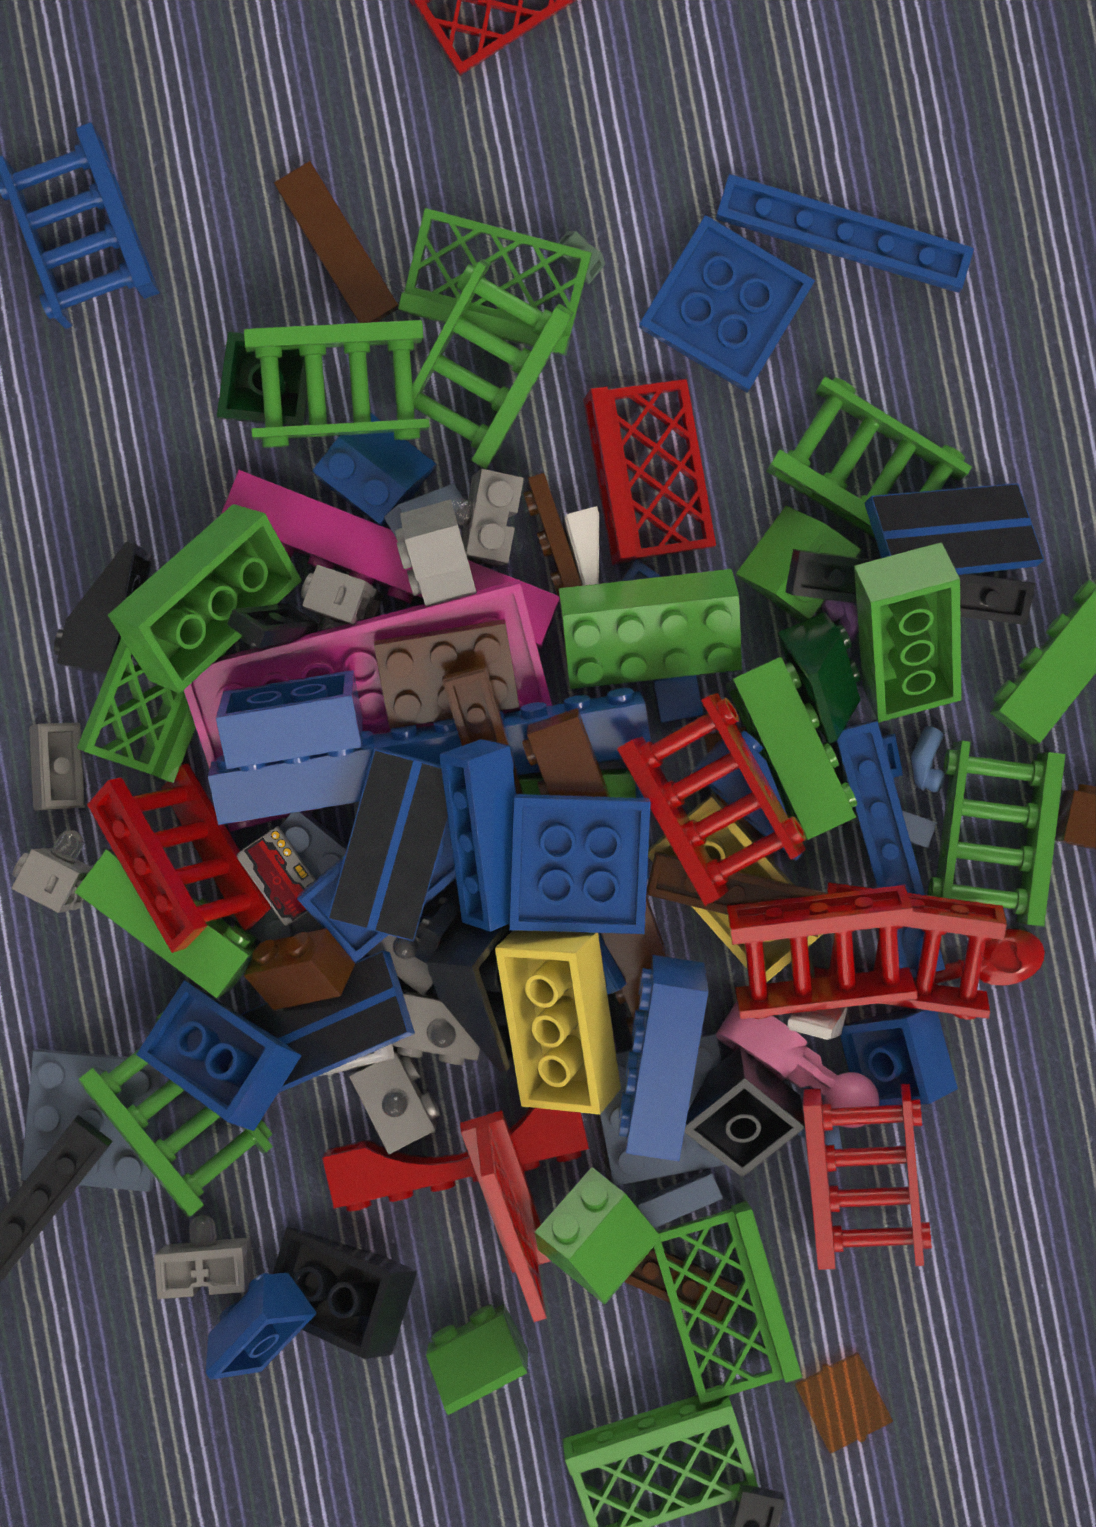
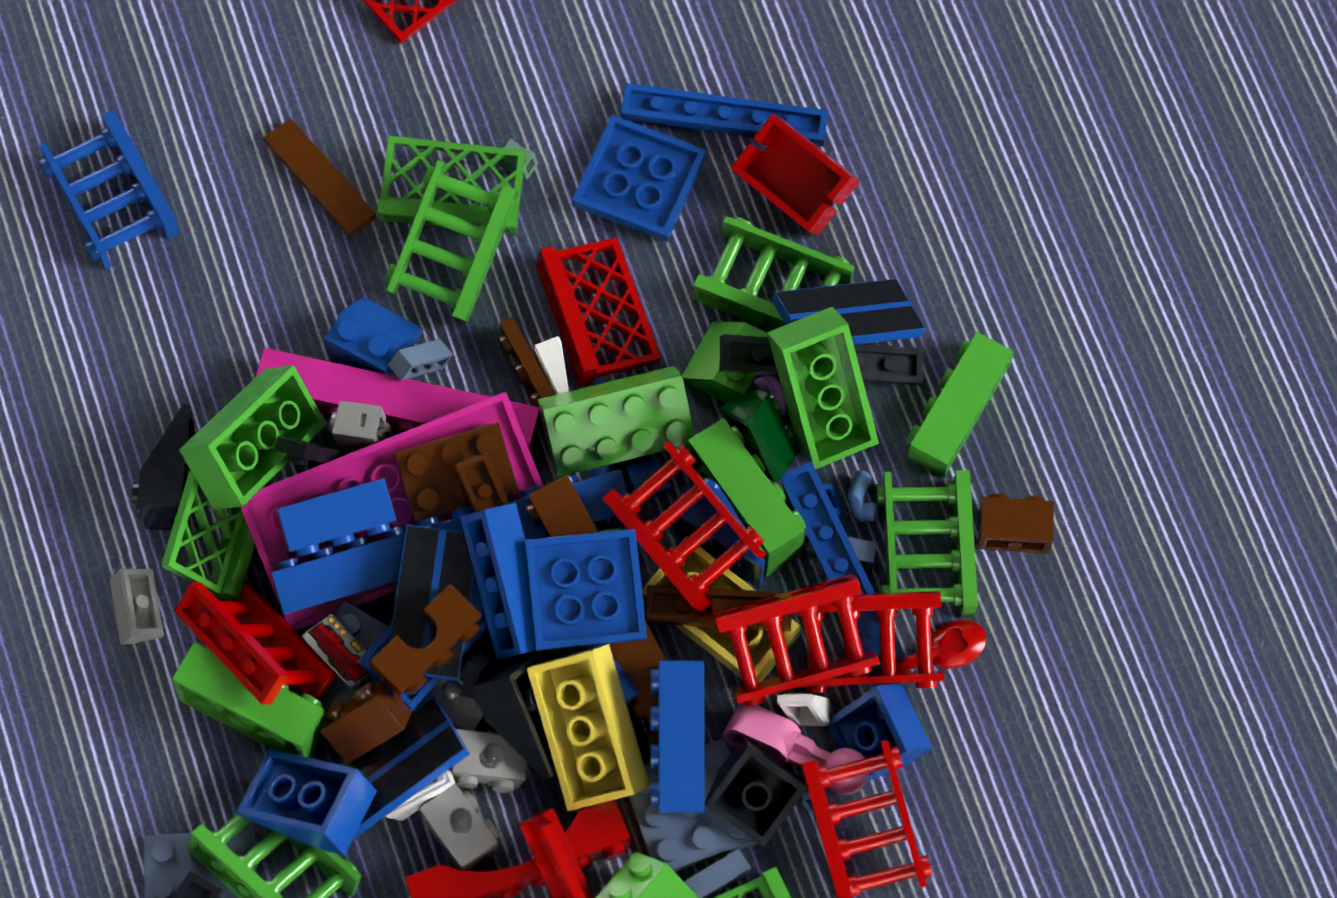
camera: 15 degrees left, 20 degrees down
(53, 873) = (148, 681): light grey piece -> none
(242, 385) = (279, 275): dark green slope -> none
(312, 344) = (347, 232): bright green fence -> none
(350, 927) = (405, 666): none -> reddish brown arch
(436, 552) = (436, 378): light grey brick -> none
(485, 516) = (470, 355): light grey piece -> none
(919, 333) = (795, 174): none -> red piece

